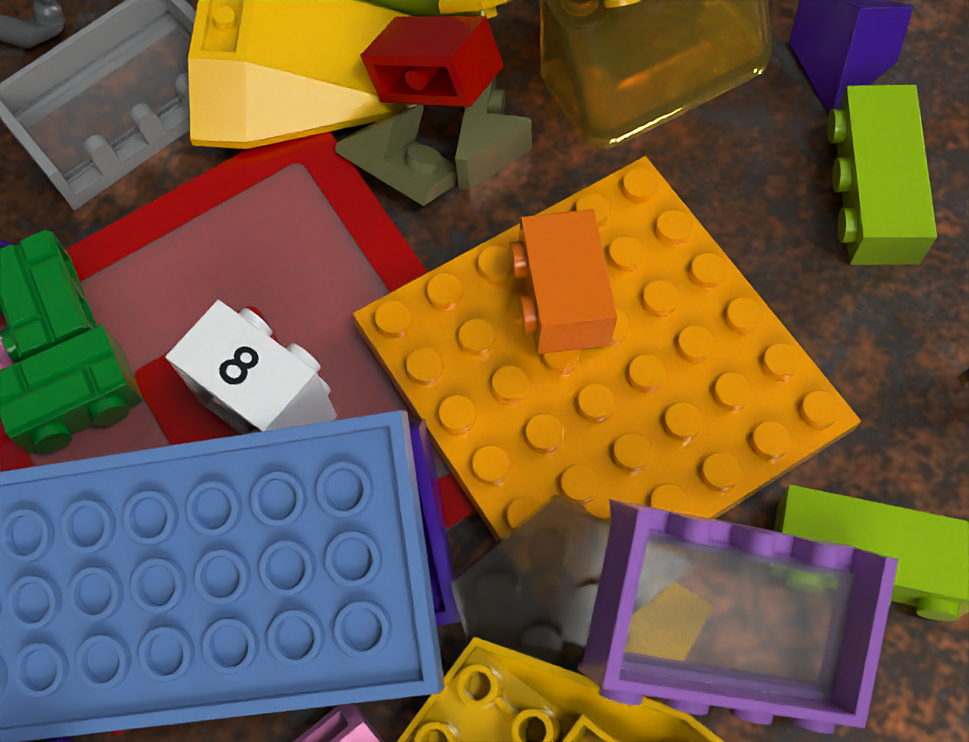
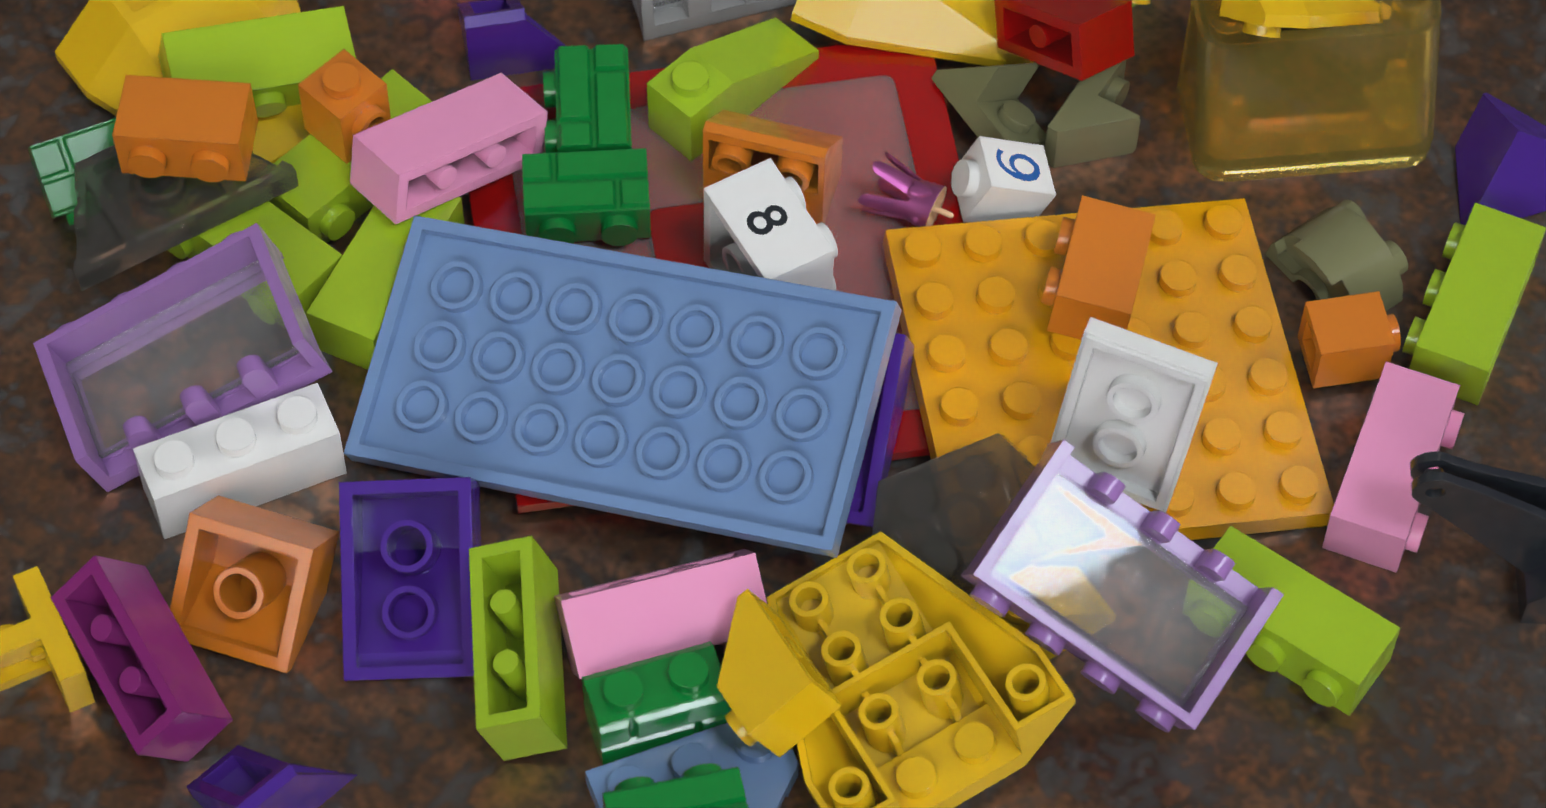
camera: 15 degrees right, 10 degrees down
(153, 228) = (724, 74): none -> lime slope
(241, 277) = (808, 156): none -> orange slope
(371, 265) = (916, 198): none -> flat silver piece
(436, 224) = (1002, 180): none -> white brick
(673, 428) = (1133, 409): none -> white tile
(753, 181) = (1341, 256): none -> olive cylinder
(797, 252) = (1347, 339): none -> orange brick
(892, 358) = (1375, 505): none -> bright pink brick

